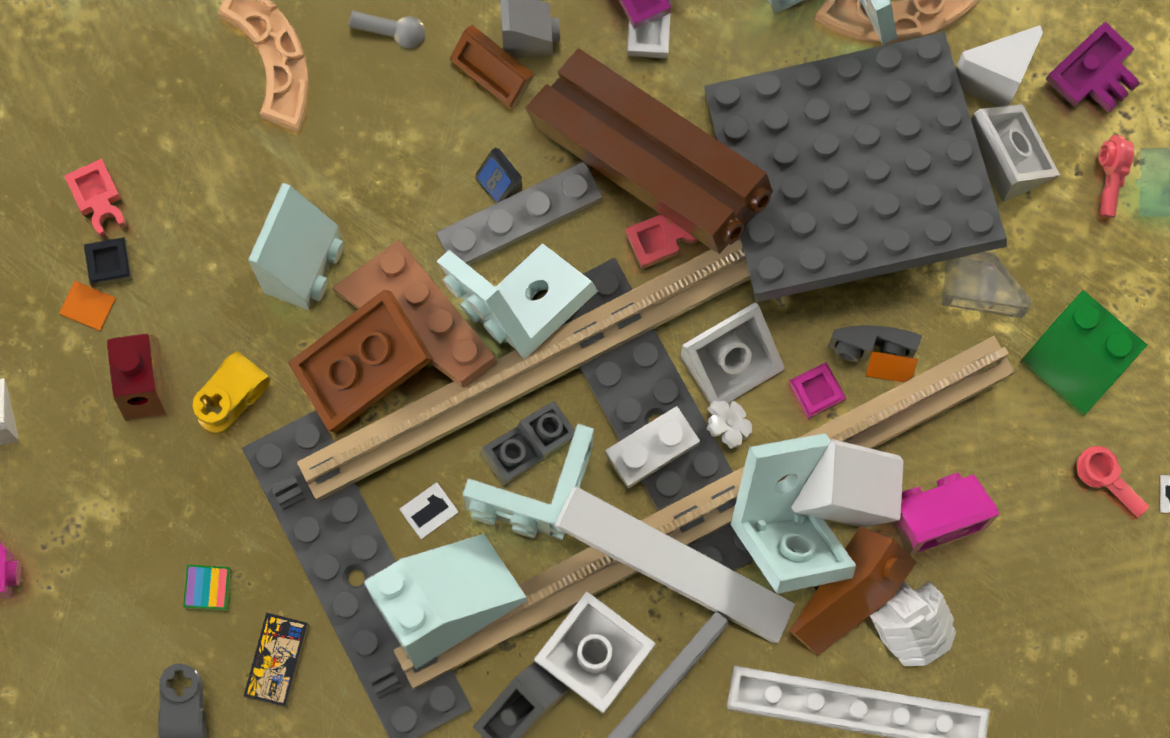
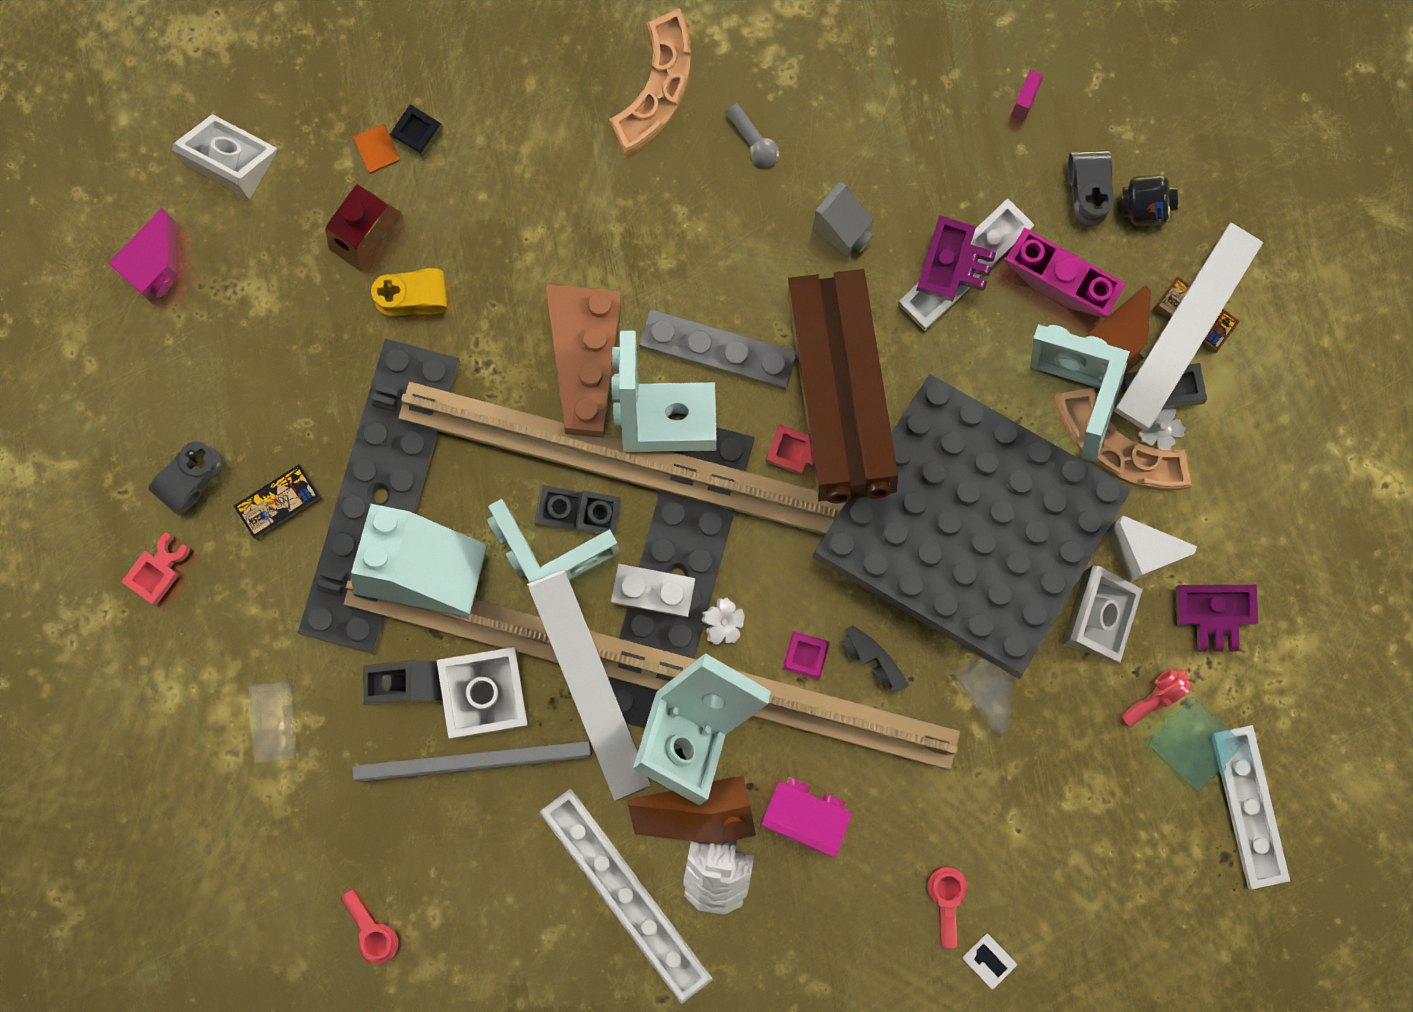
camera: 45 degrees right, 5 degrees up
(94, 193) = (449, 74): coral plate -> none
(207, 588) = (277, 411): tile -> none
(295, 249) = (539, 235): light aqua slope -> none
(360, 361) = (514, 351): dark orange plate -> none
(428, 510) = (470, 494): white sticker -> none
(491, 66) = (795, 228): dark orange tile -> none
(498, 176) = (727, 309): slope -> none
(732, 356) = (768, 580): white slope -> none
(853, 486) = (760, 744): white slope -> none
(891, 367) = (870, 687): orange sticker -> none
(1083, 352) = (1012, 801): green slope -> none

